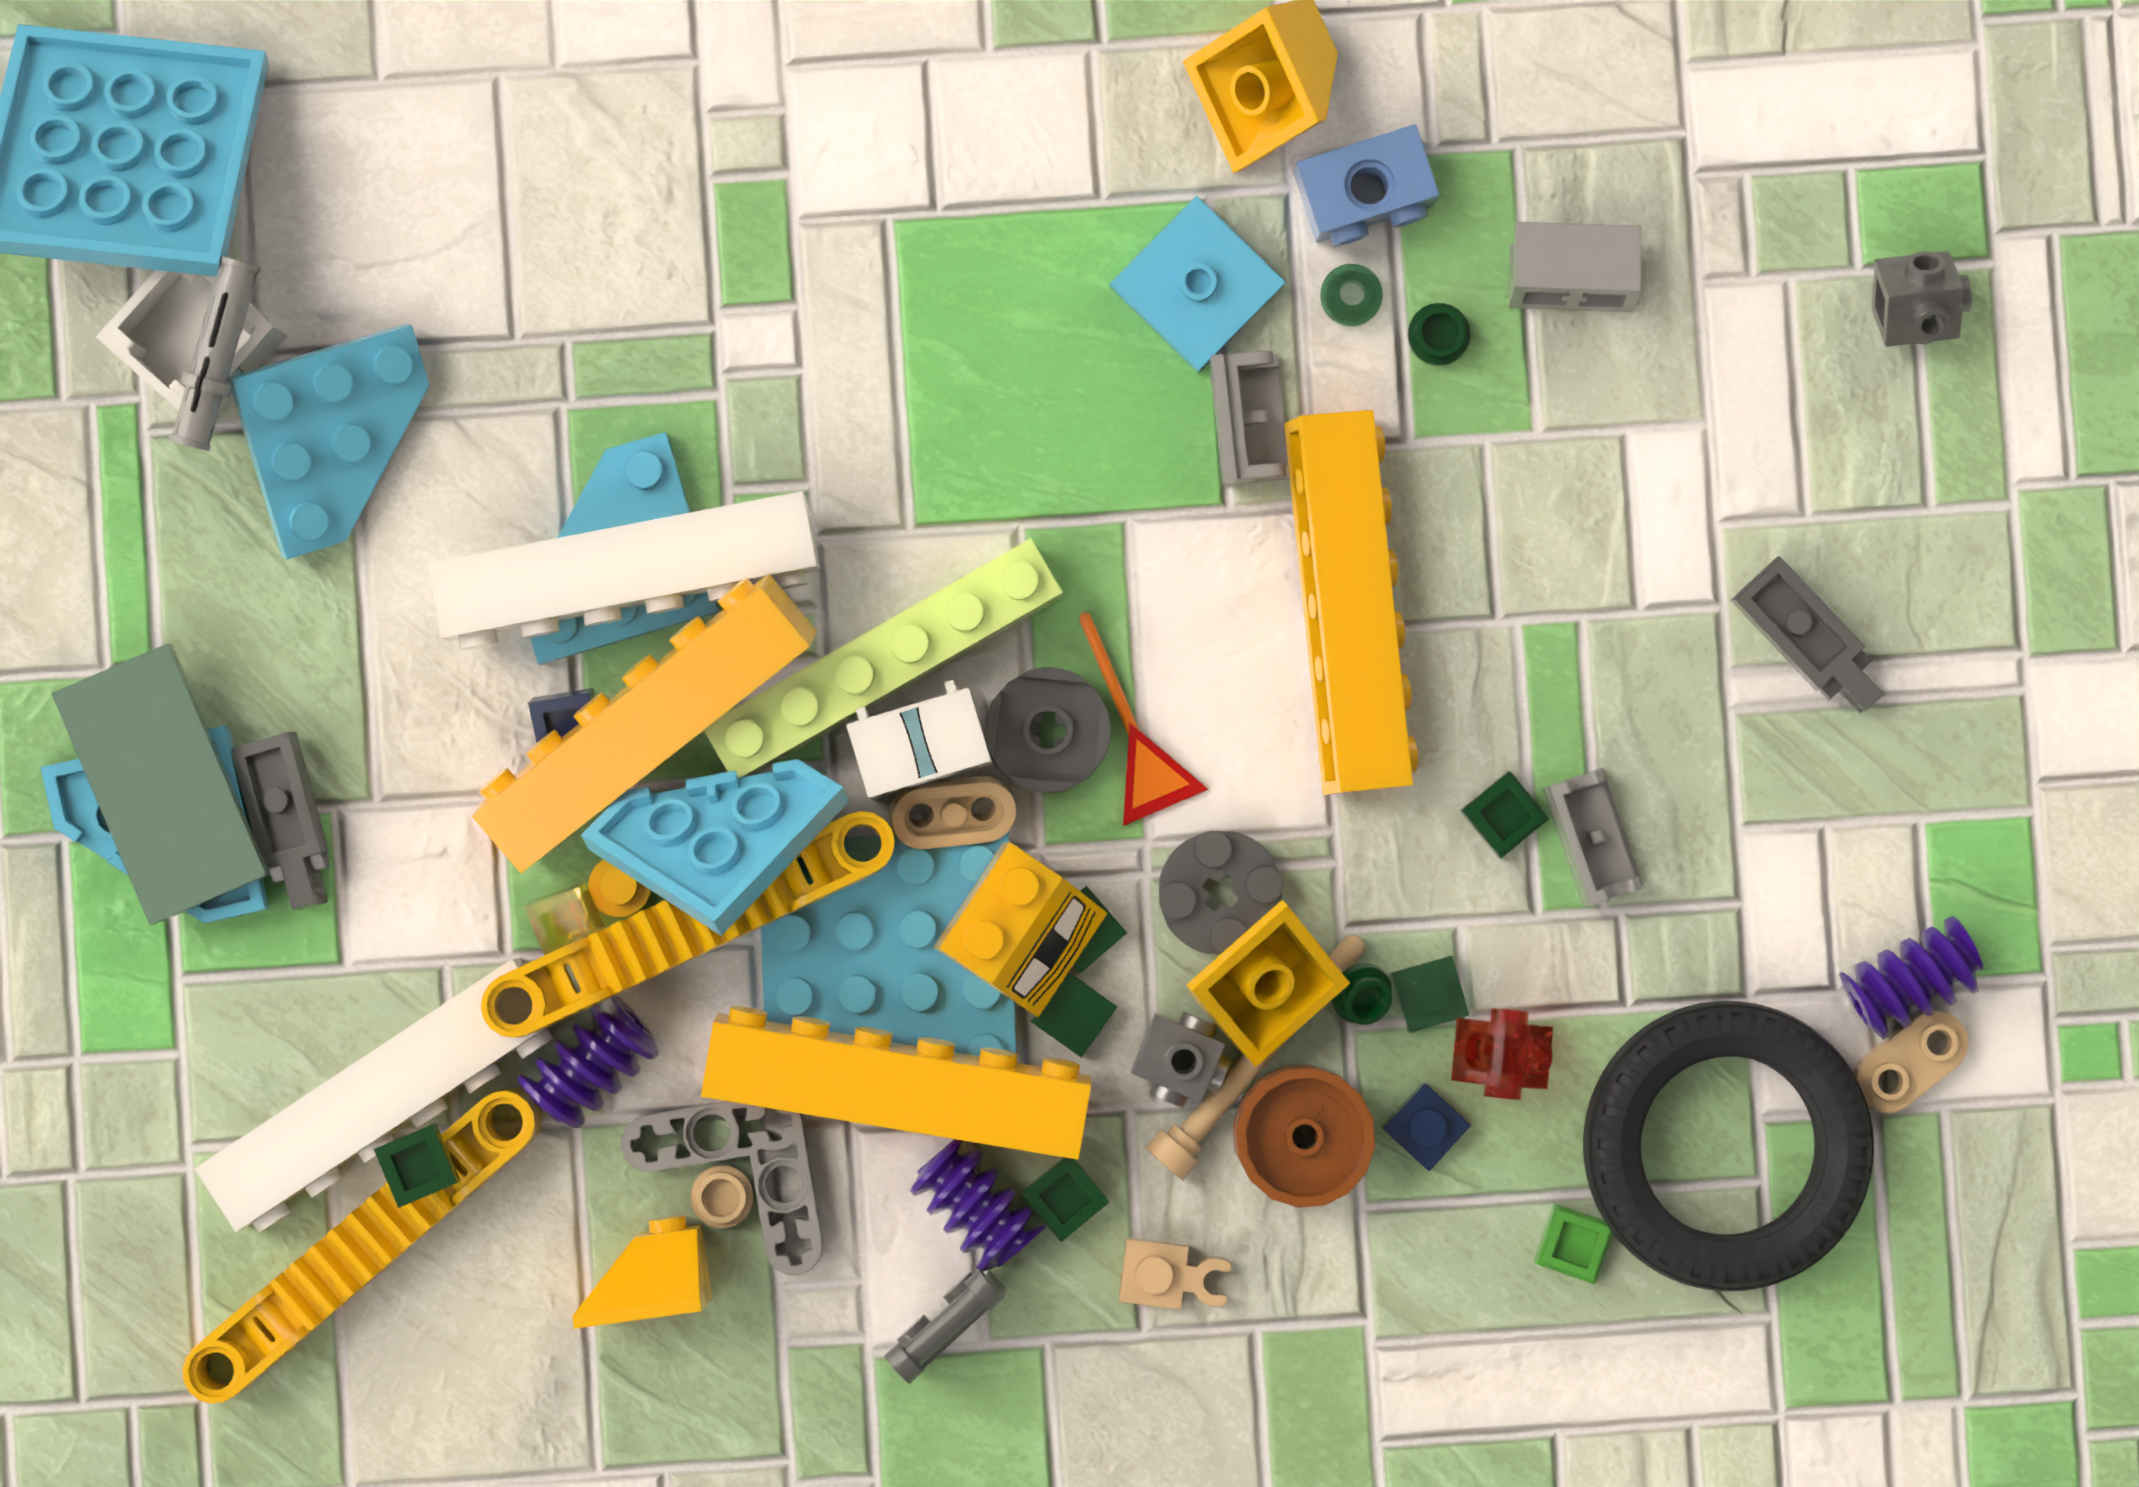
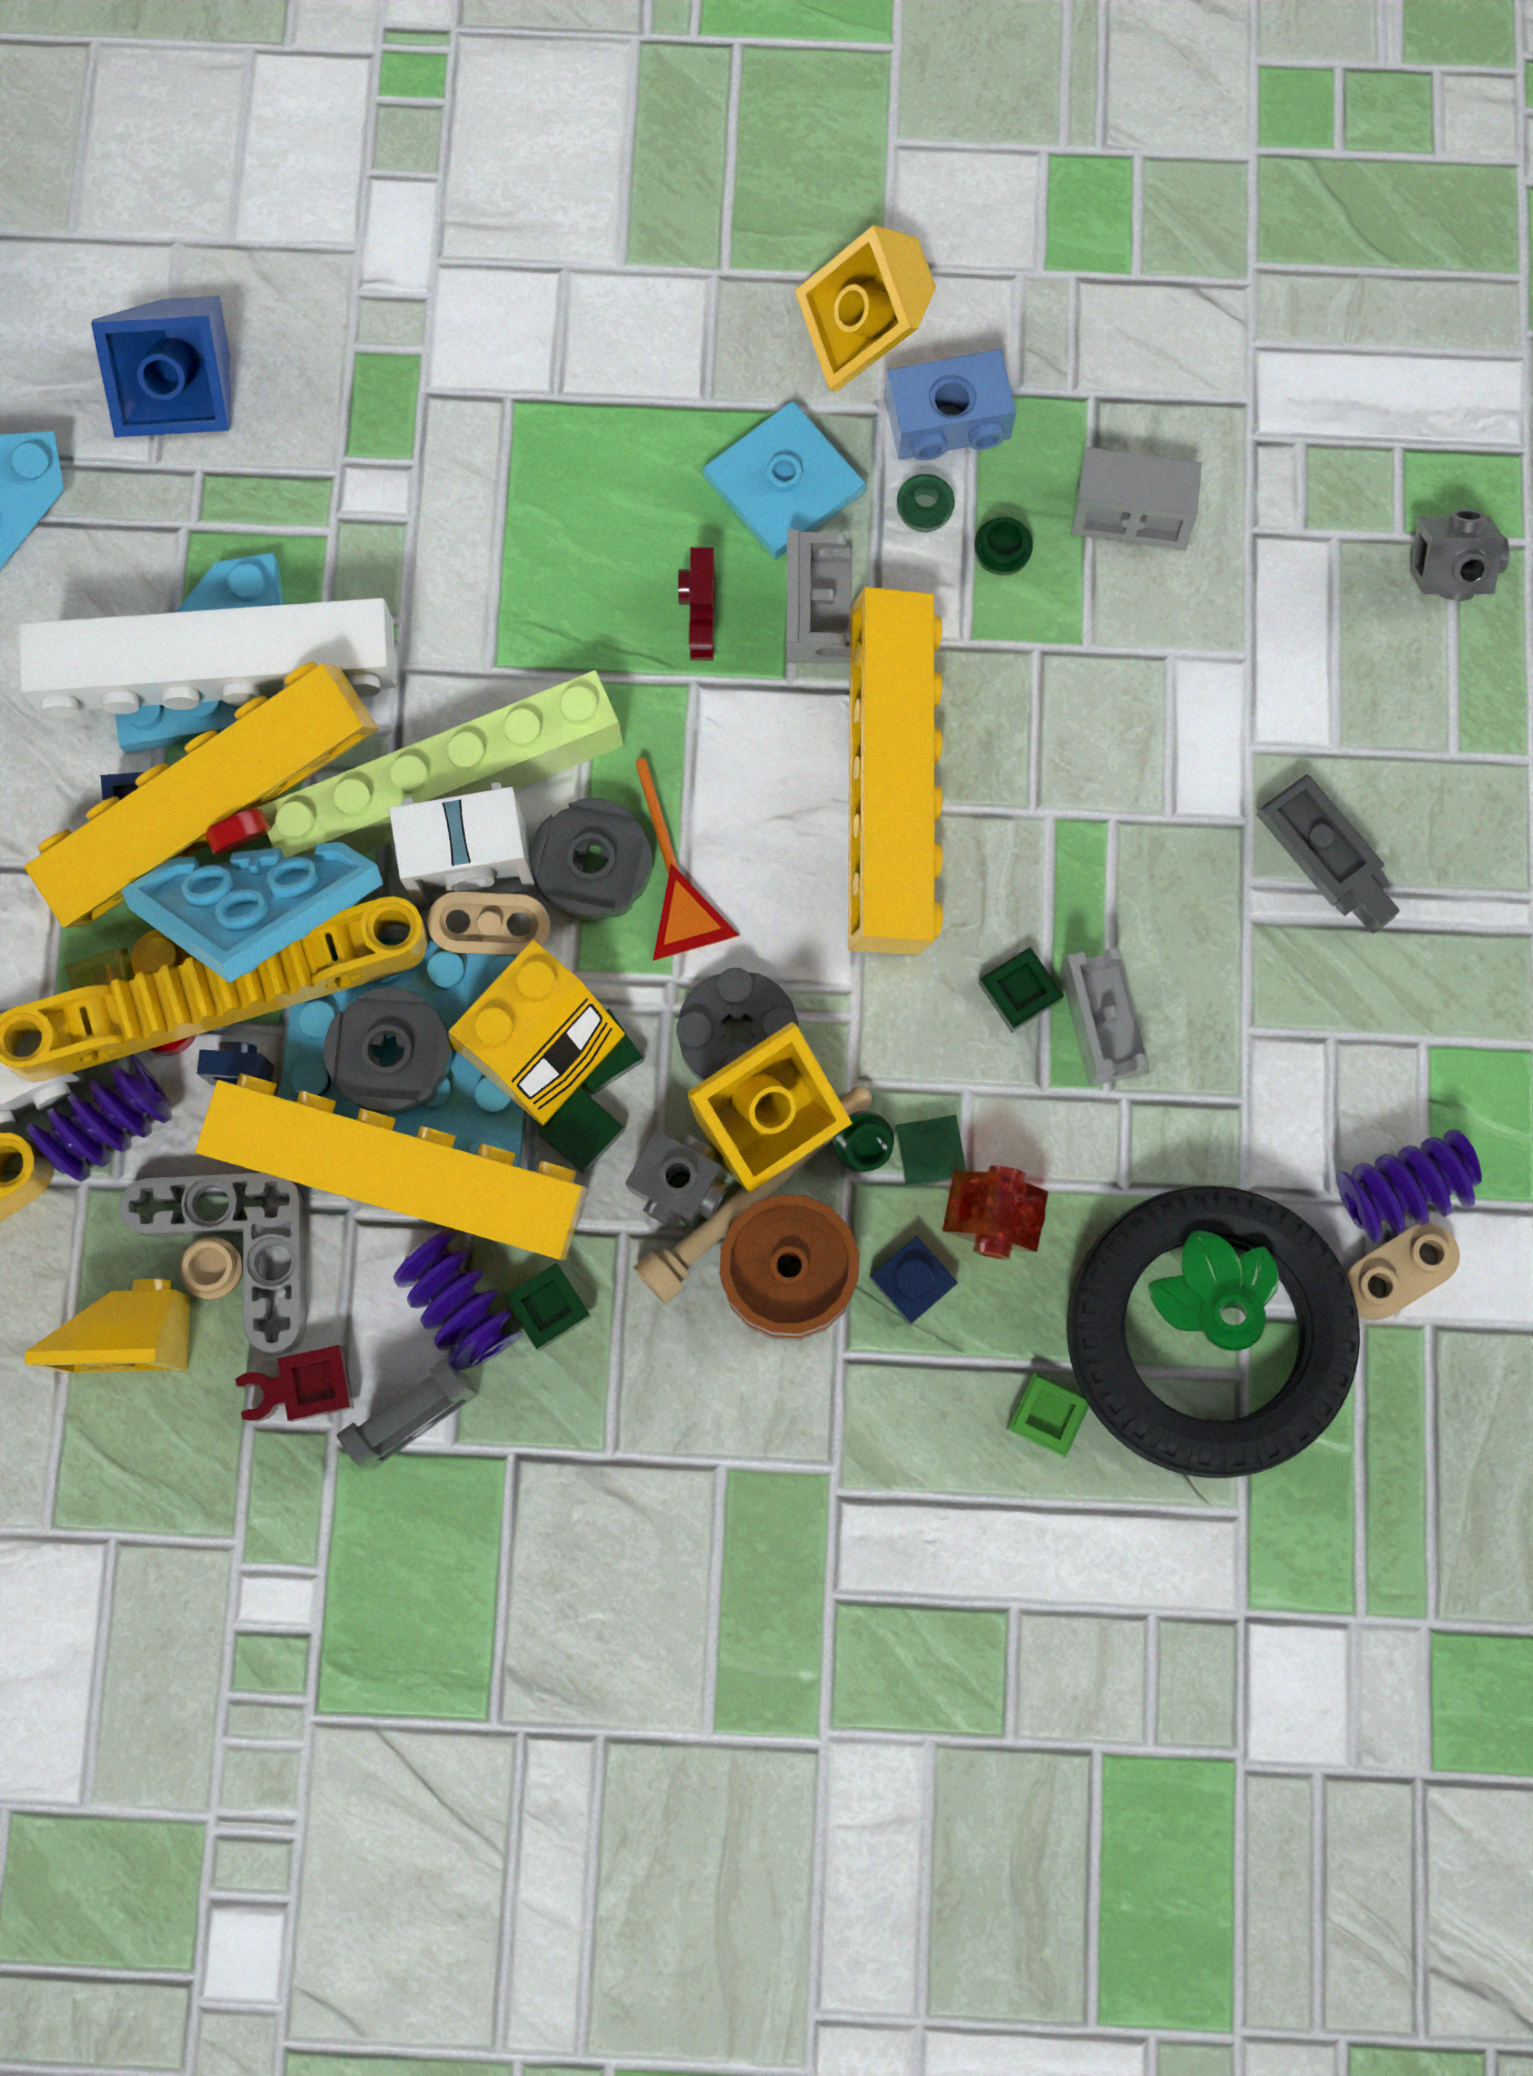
camera: 10 degrees right, 10 degrees down
(519, 235) = (165, 367): none -> blue slope
(690, 760) = (237, 830): none -> red tile
(716, 989) = (231, 1061): none -> dark blue plate
(838, 1301) = (308, 1386): none -> dark red plate
(899, 988) = (365, 1024): none -> dark grey plate
(1122, 424) = (697, 590): none -> dark red plate
(1159, 1274) = (632, 1396): tan plate -> none
(1723, 1108) = (1214, 1282): none -> green plate

